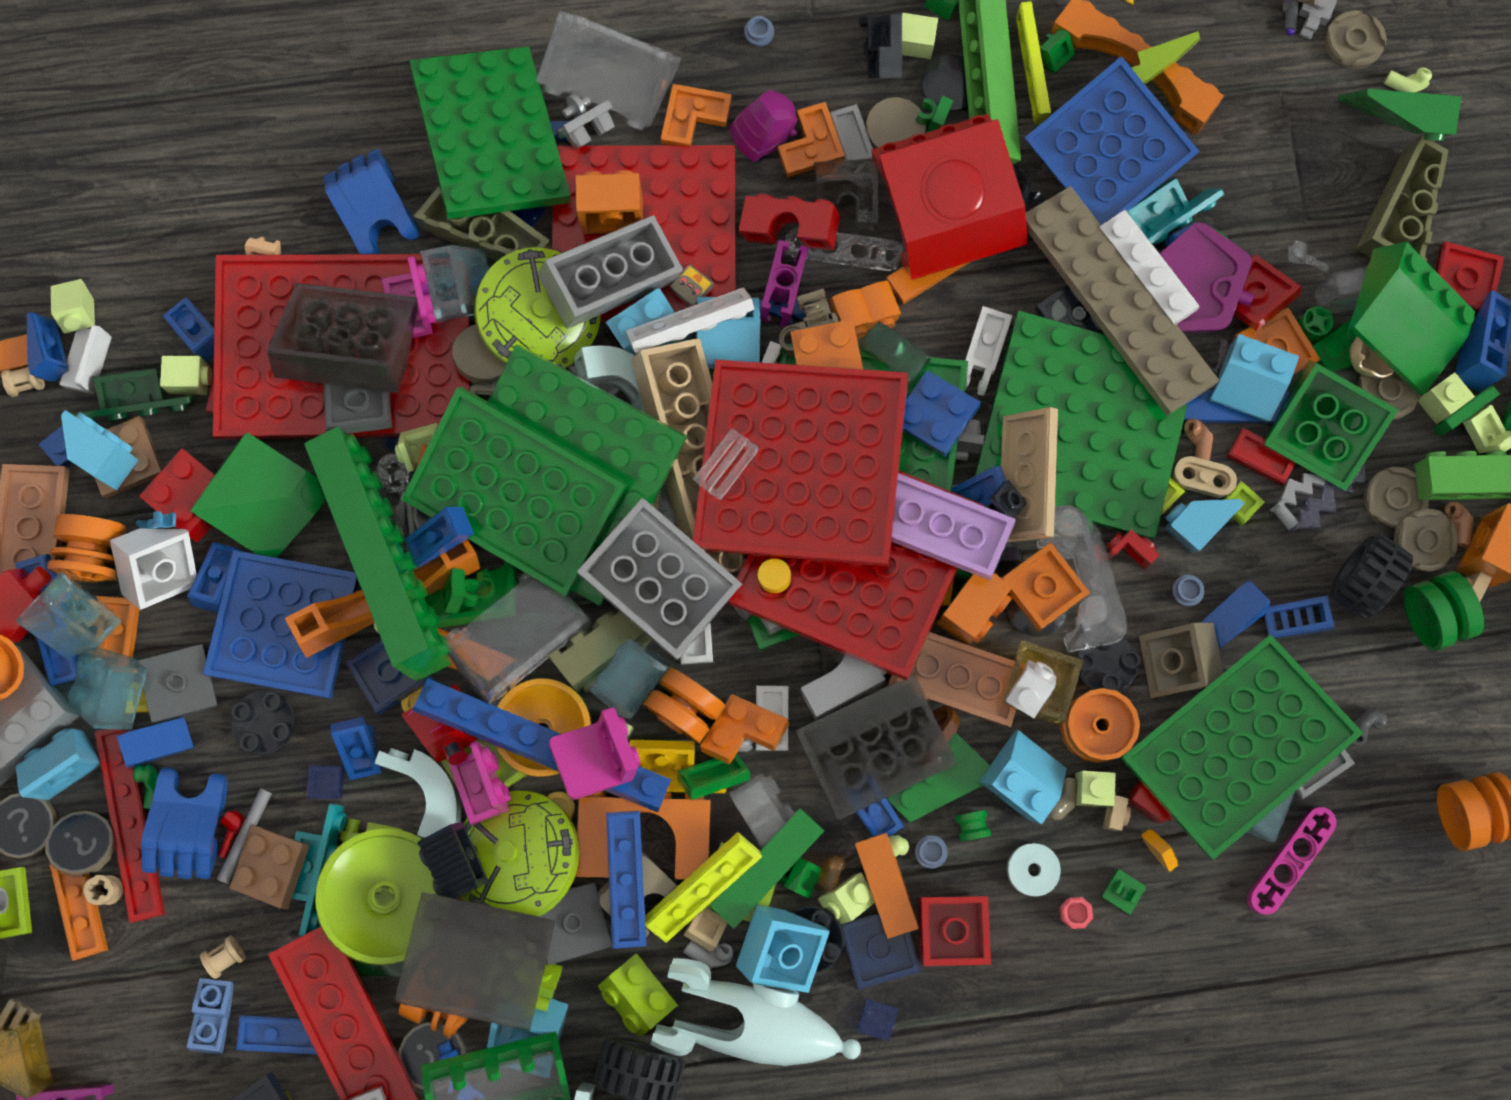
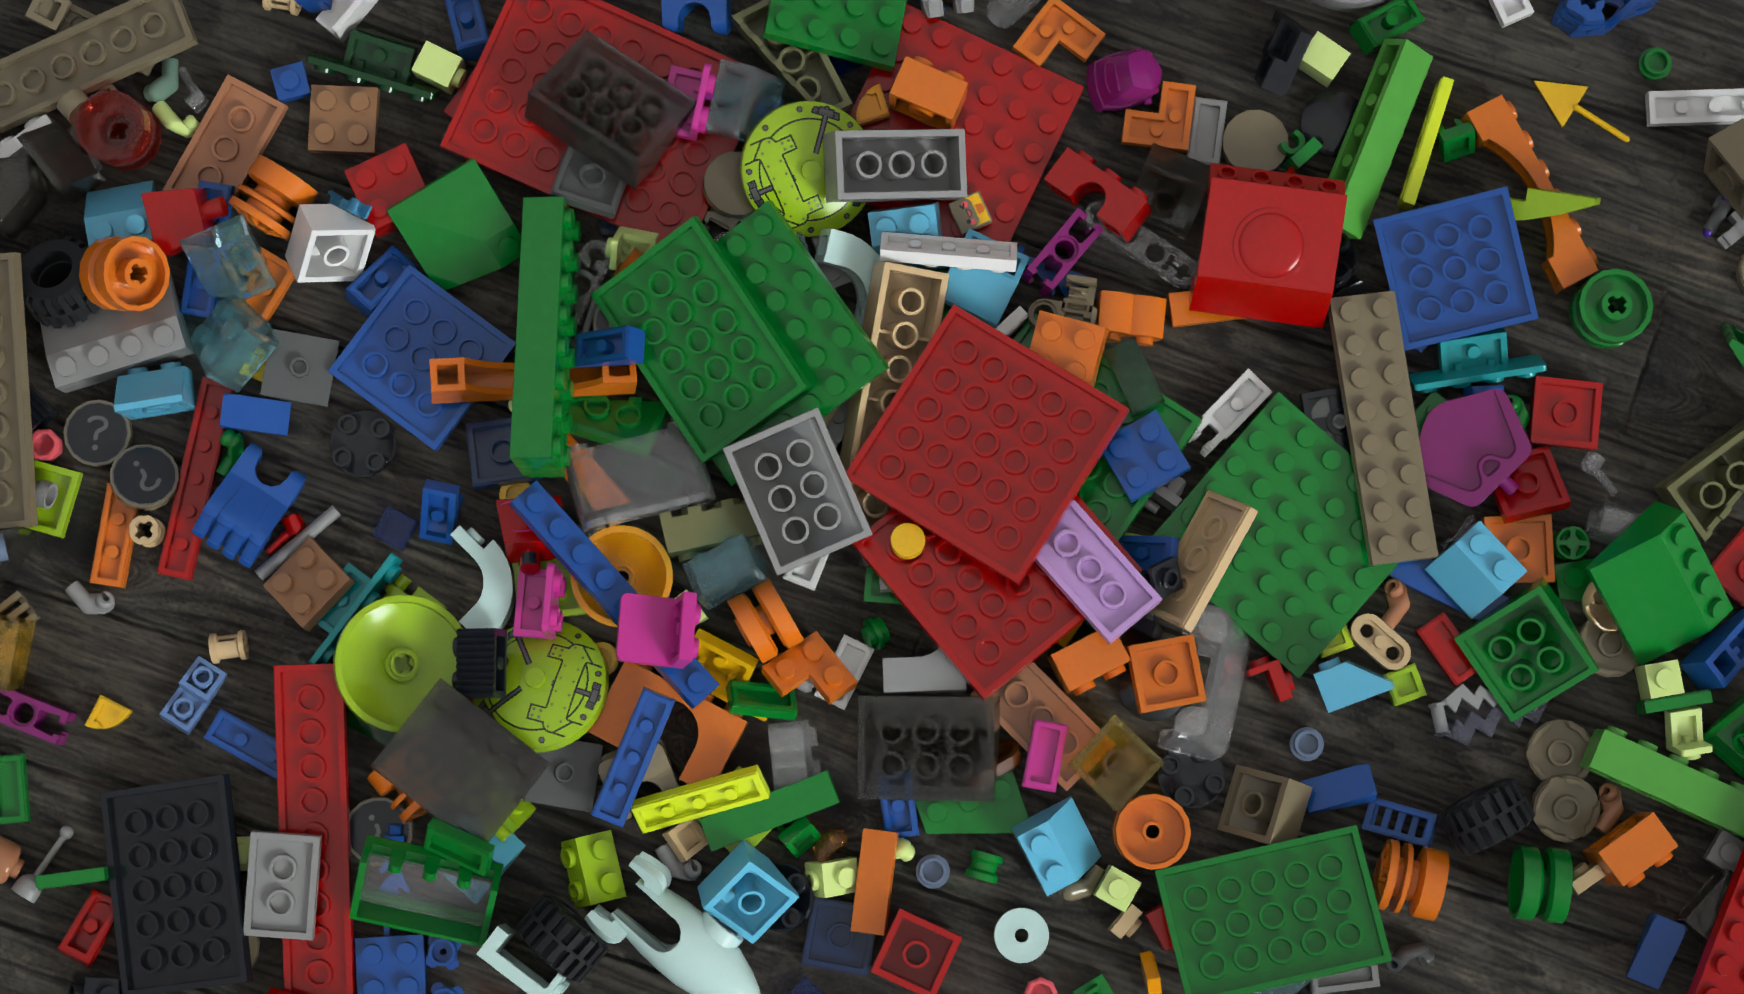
camera: 25 degrees right, 5 degrees up
(79, 979) = (90, 603): none -> light grey arm
(97, 450) = (325, 114): medium azure slope -> none
(140, 1071) = (107, 714): none -> yellow tile
(456, 591) = (601, 406): green tile -> none
(508, 1035) = (459, 846): none -> green tile
(568, 236) = (872, 107): none -> light orange tile
(742, 442) = (906, 401): clear tile -> none
(782, 671) = (875, 633): none -> green plate
(977, 705) = (1044, 755): none -> dark pink tile
(1032, 688) = (1101, 765): white bracket -> none
(1149, 267) = (1429, 410): white plate -> none
(1248, 122) = (1624, 294): none -> green wheel
(1256, 221) = (1565, 413): none -> red plate
(1338, 657) = (1418, 881): none -> orange wheel

